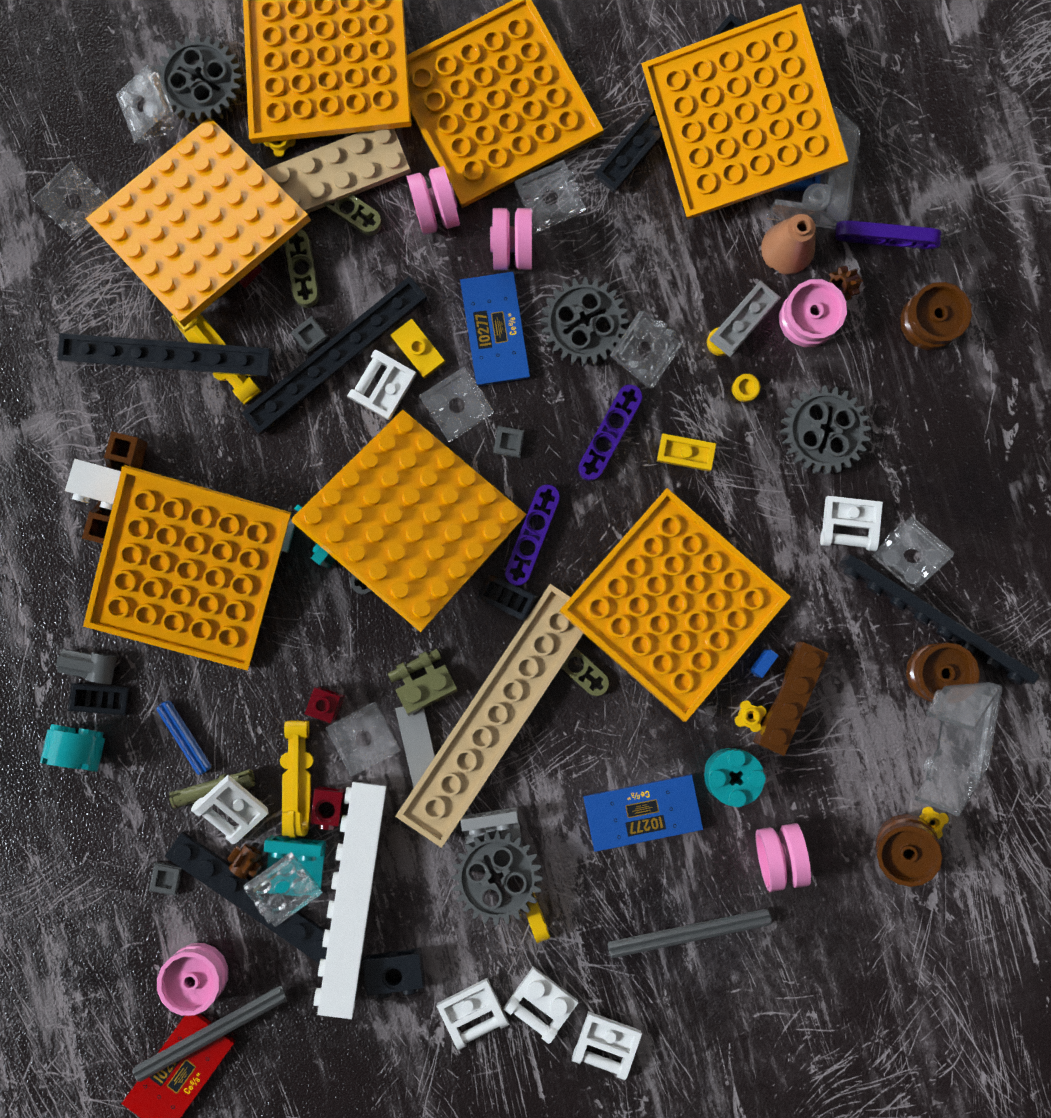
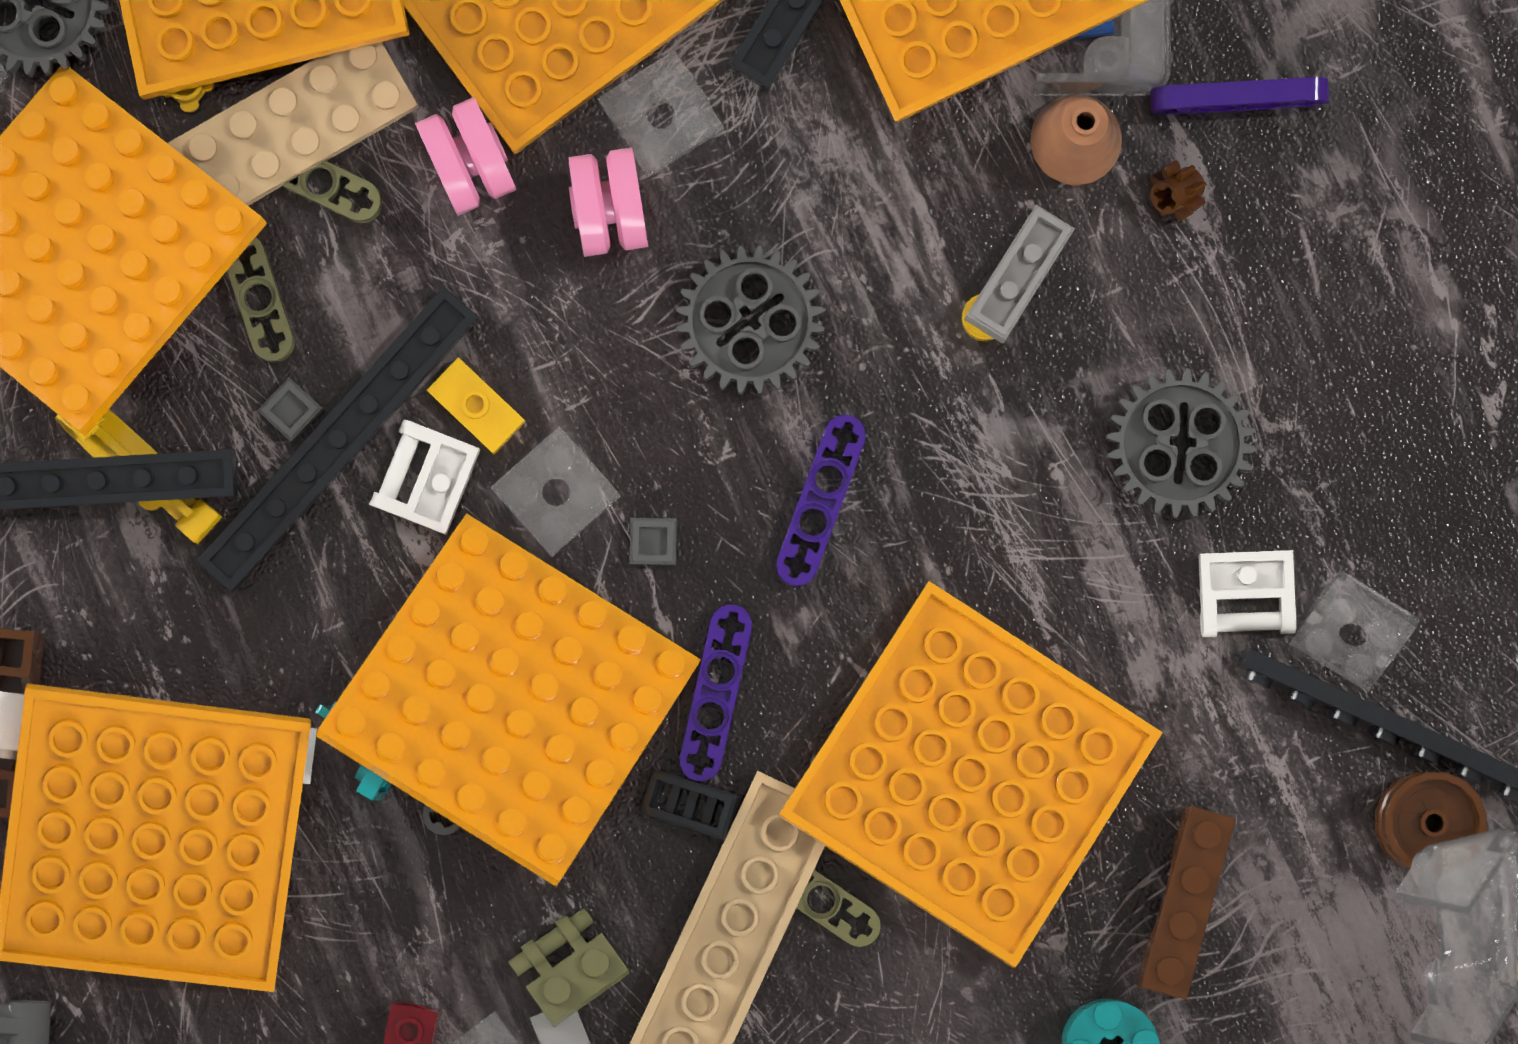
camera: 10 degrees left, 0 degrees up
(495, 329) = (601, 353): blue tile -> none
(662, 345) = (888, 345): clear piece -> none
(686, 452) = (953, 515): yellow plate -> none
(746, 388) = (1038, 390): yellow tile -> none
(746, 709) = (1131, 953): yellow plate -> none
(763, 663) = (1133, 850): blue tile -> none
(813, 297) = (1120, 225): bright pink wheel -> none
(936, 316) = (1346, 199): reddish brown wheel -> none

